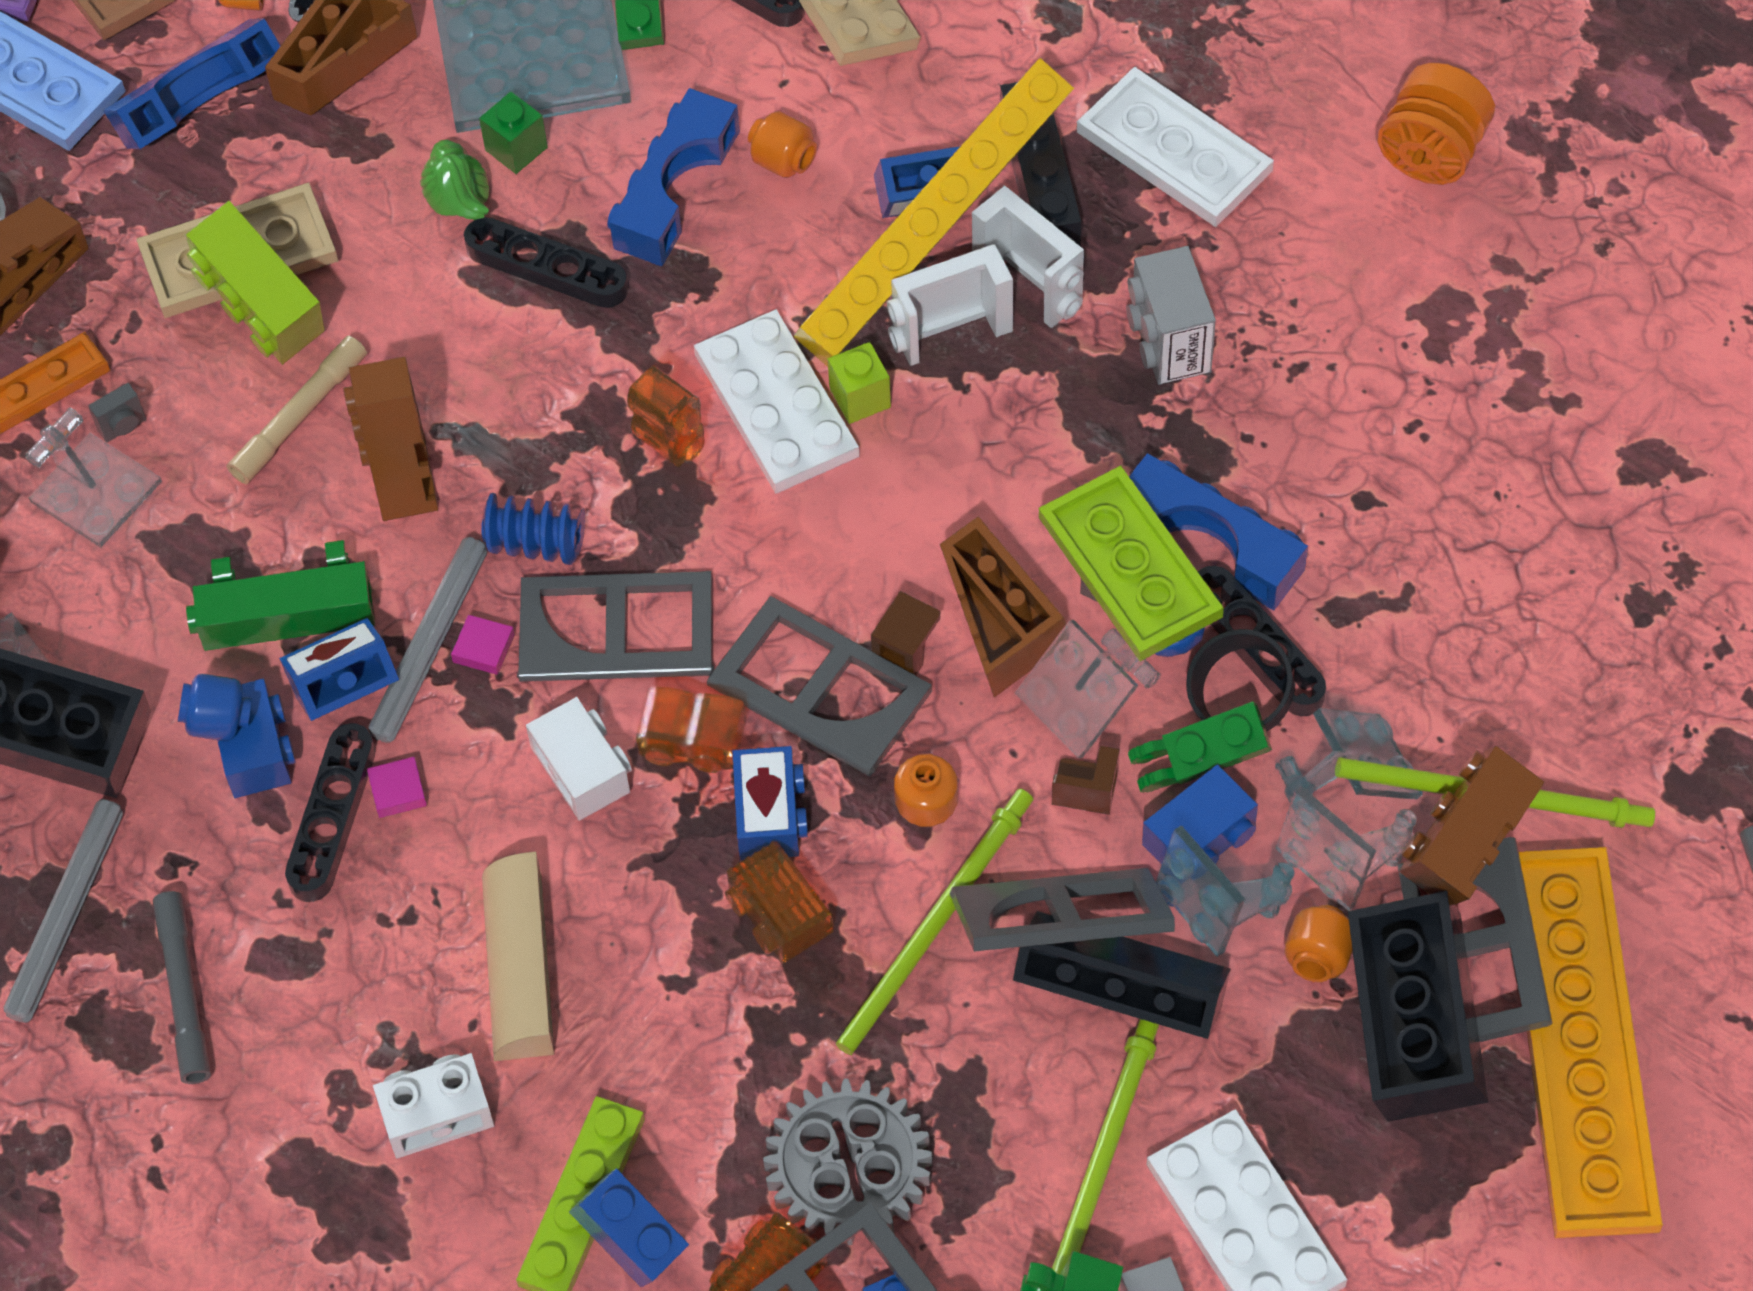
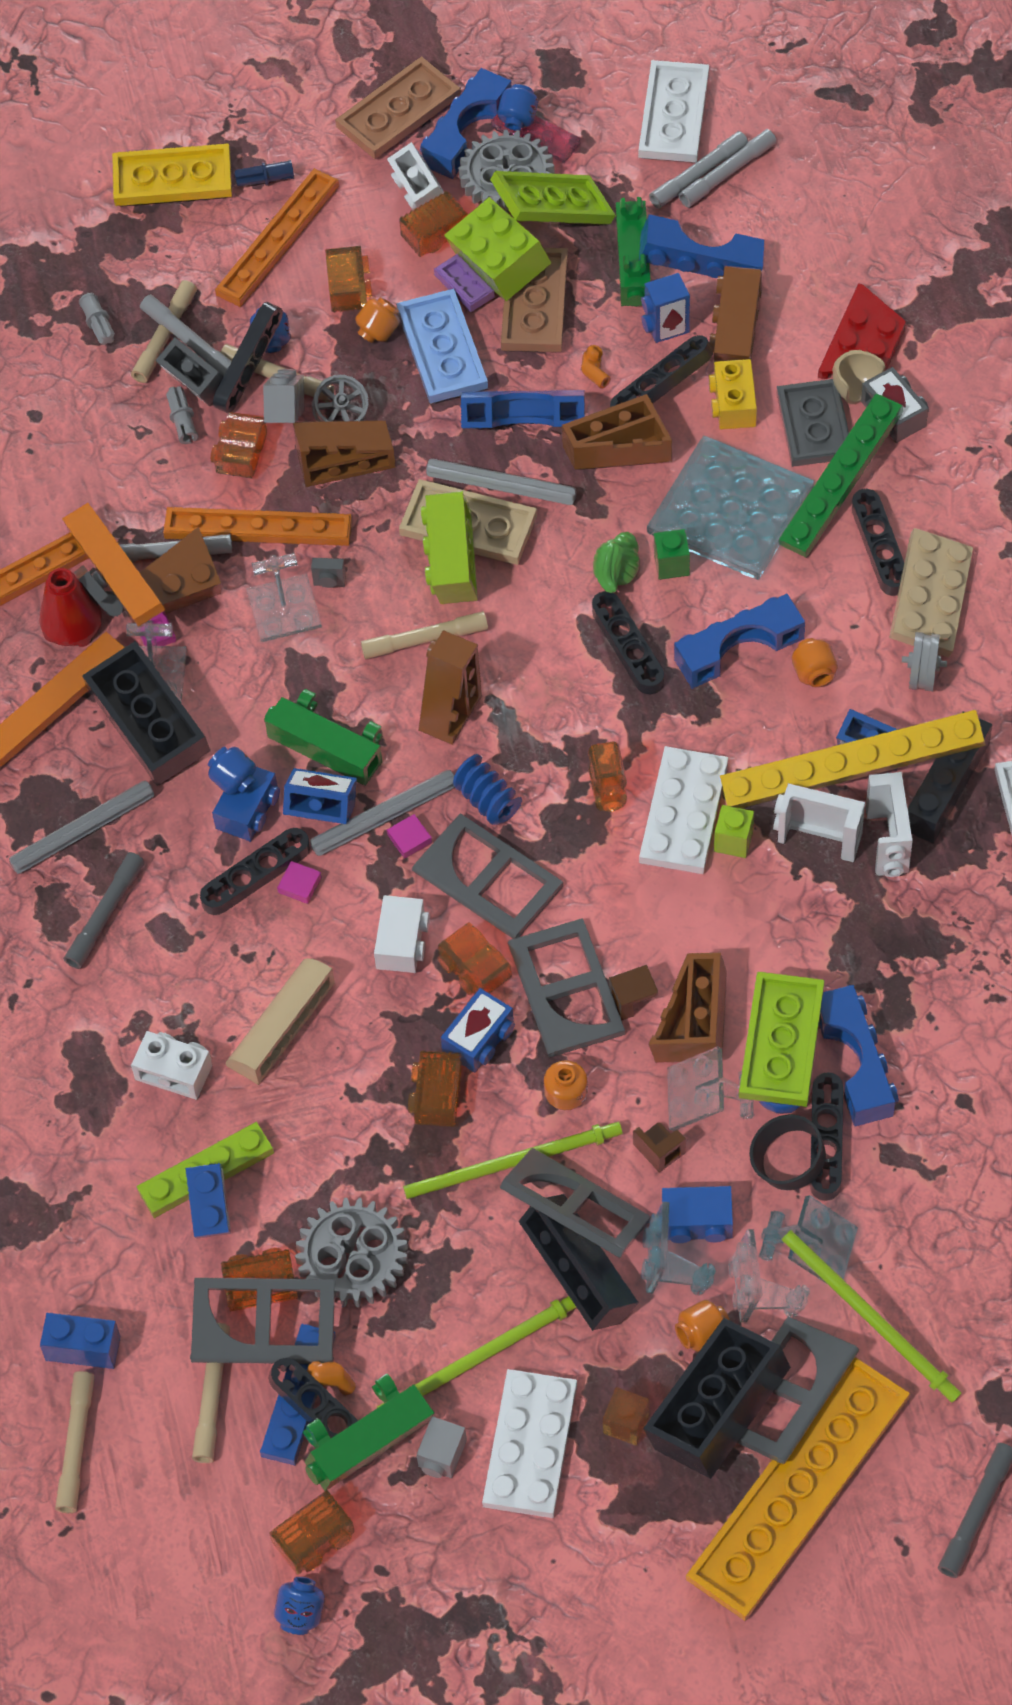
camera: 40 degrees right, 0 degrees up
(234, 182) = (501, 481): none -> light grey axle
(906, 63) = (924, 661): none -> light grey wheel
(1171, 315) = (939, 915): light grey brick -> none
(1202, 745) = (738, 1171): green hinge -> none
(1330, 1106) = (626, 1416): none -> clear orange brick
(1470, 824) = (830, 1320): dark orange wedge -> none

